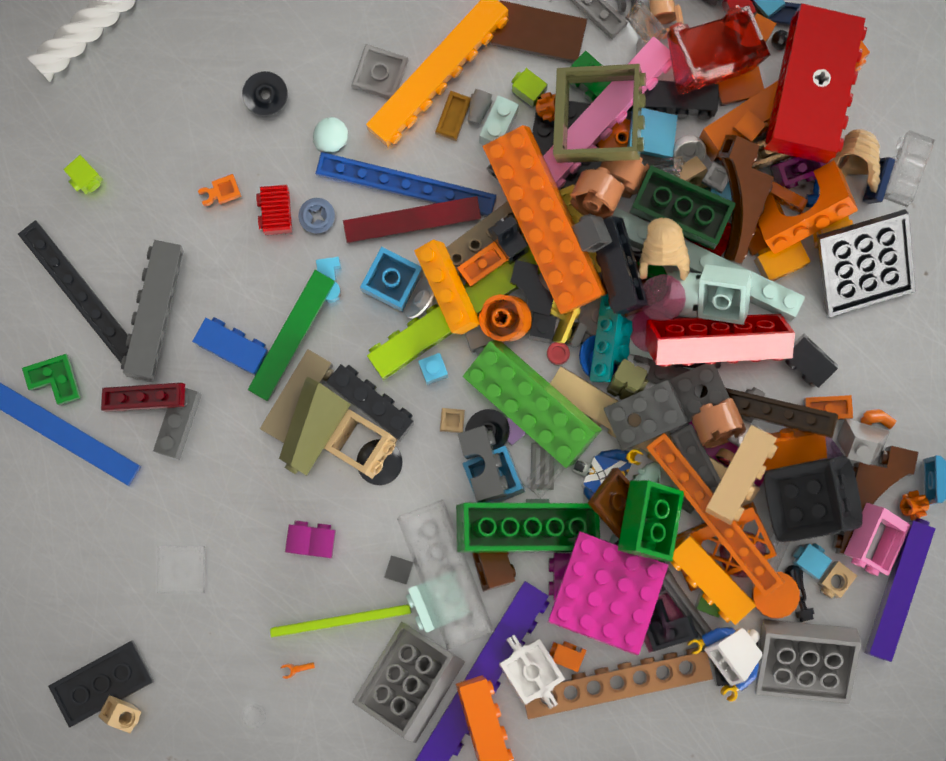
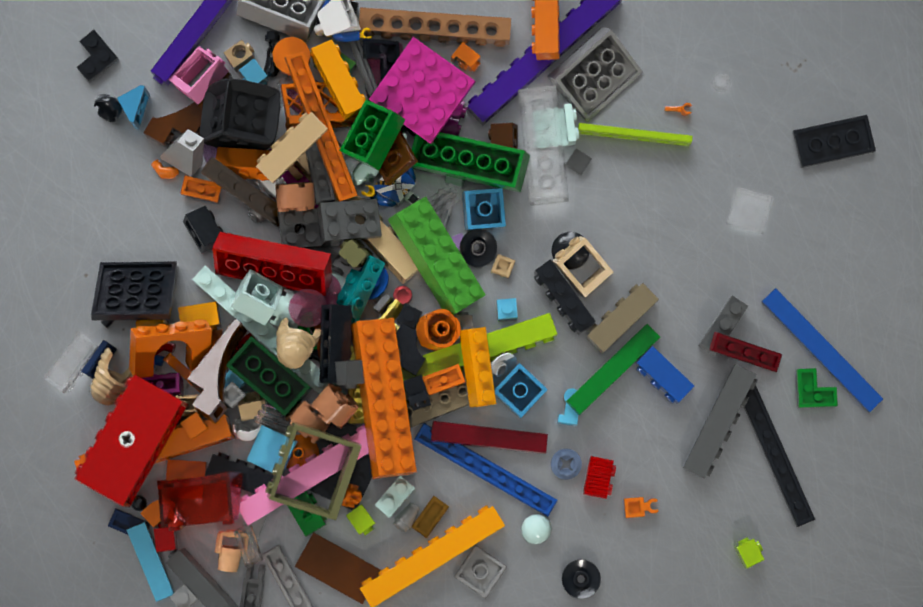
camera: 165 degrees left, 0 degrees up
(114, 708) = (825, 111): tan brick -> none
(310, 540) = (642, 203): magenta brick -> none
(312, 426) = (616, 289): olive slope -> none
(490, 483) = (488, 234): dark grey arch -> none
(532, 672) = (498, 50): white plate -> none
(914, 505) = (159, 94): orange gear -> none

